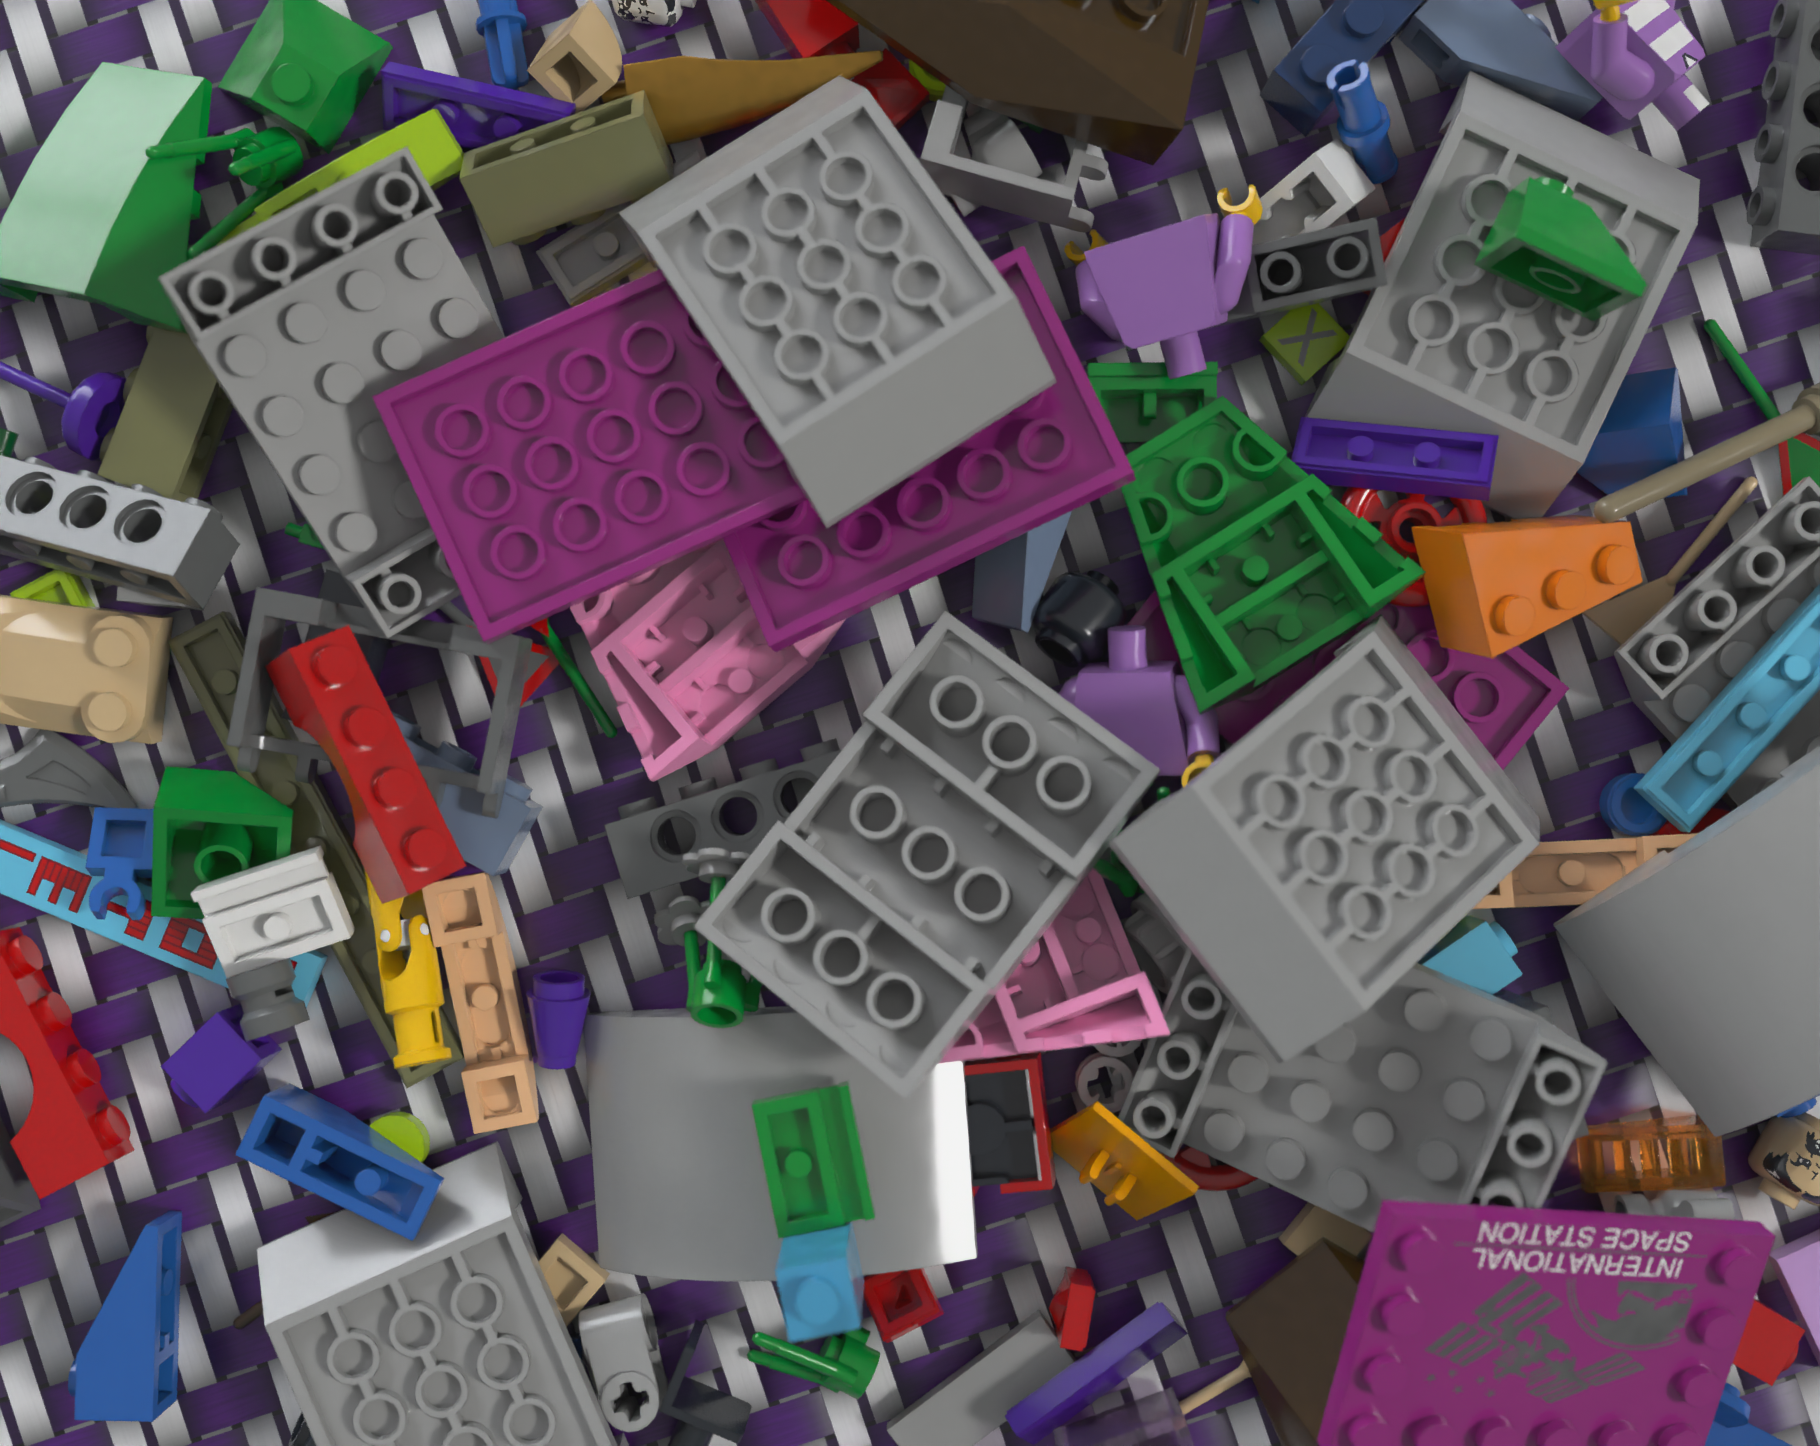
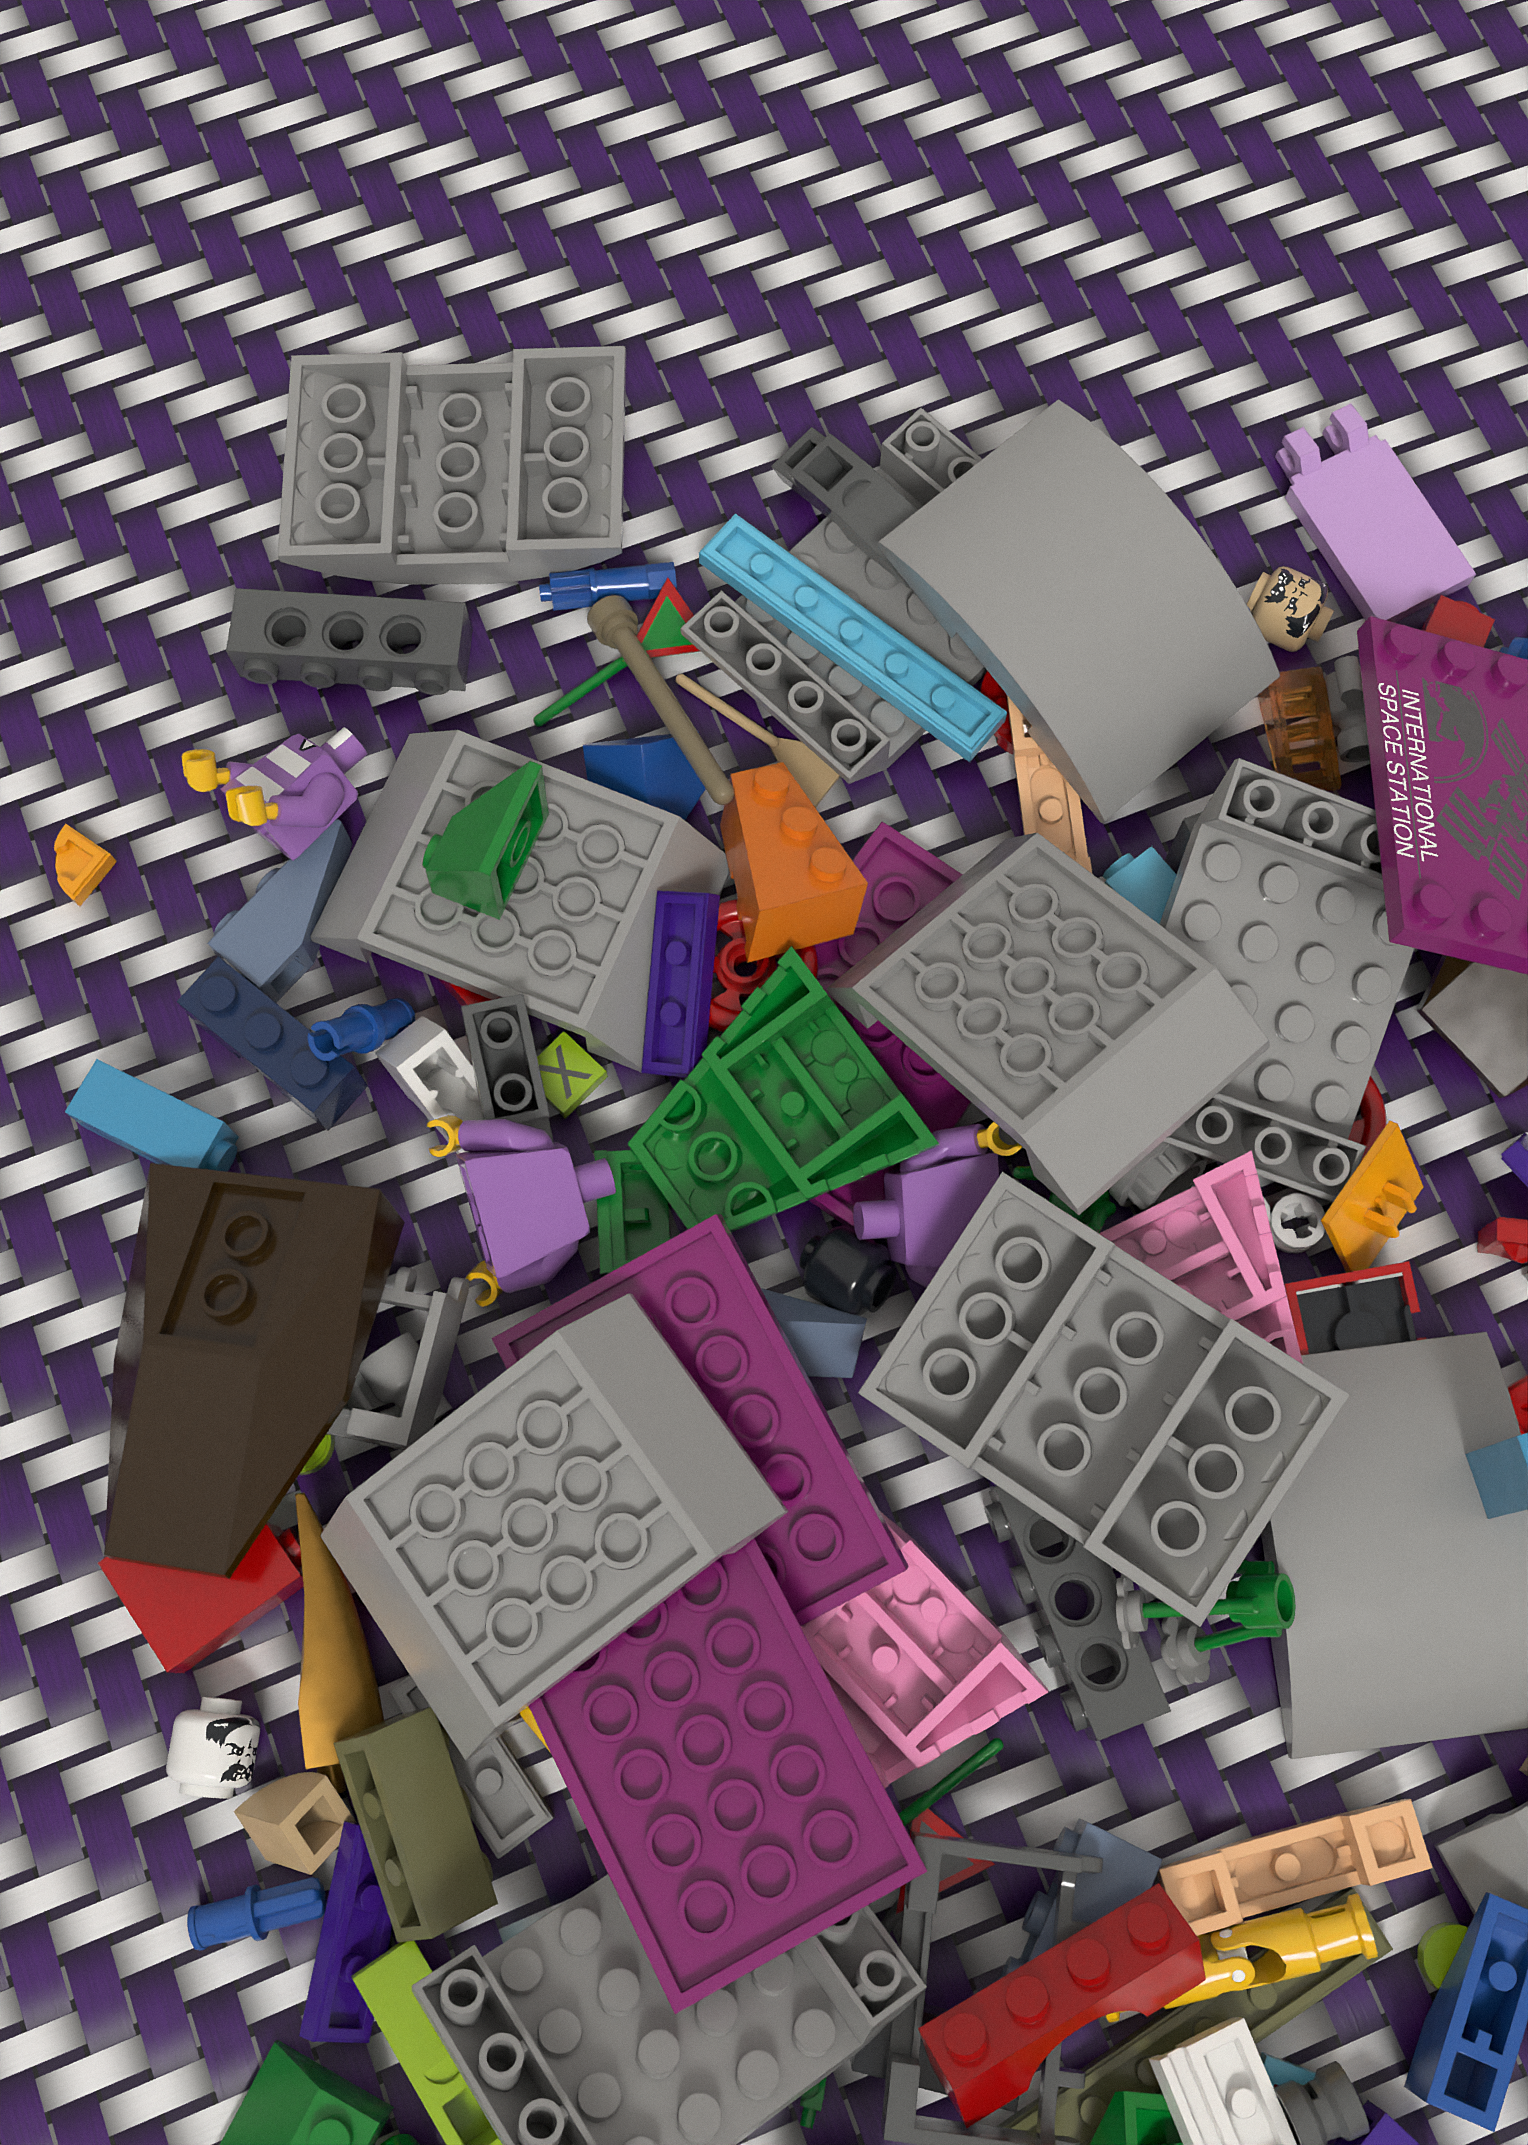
camera: 90 degrees left, 15 degrees down
(557, 1016) = (1297, 1784): dark purple cone -> none
(813, 1159) = (1416, 1492): green plate -> none
(893, 89) = (326, 1486): red tile -> none
(1314, 1223) = (1405, 1021): tan tile -> none
(1626, 809) = (987, 769): blue tile -> none

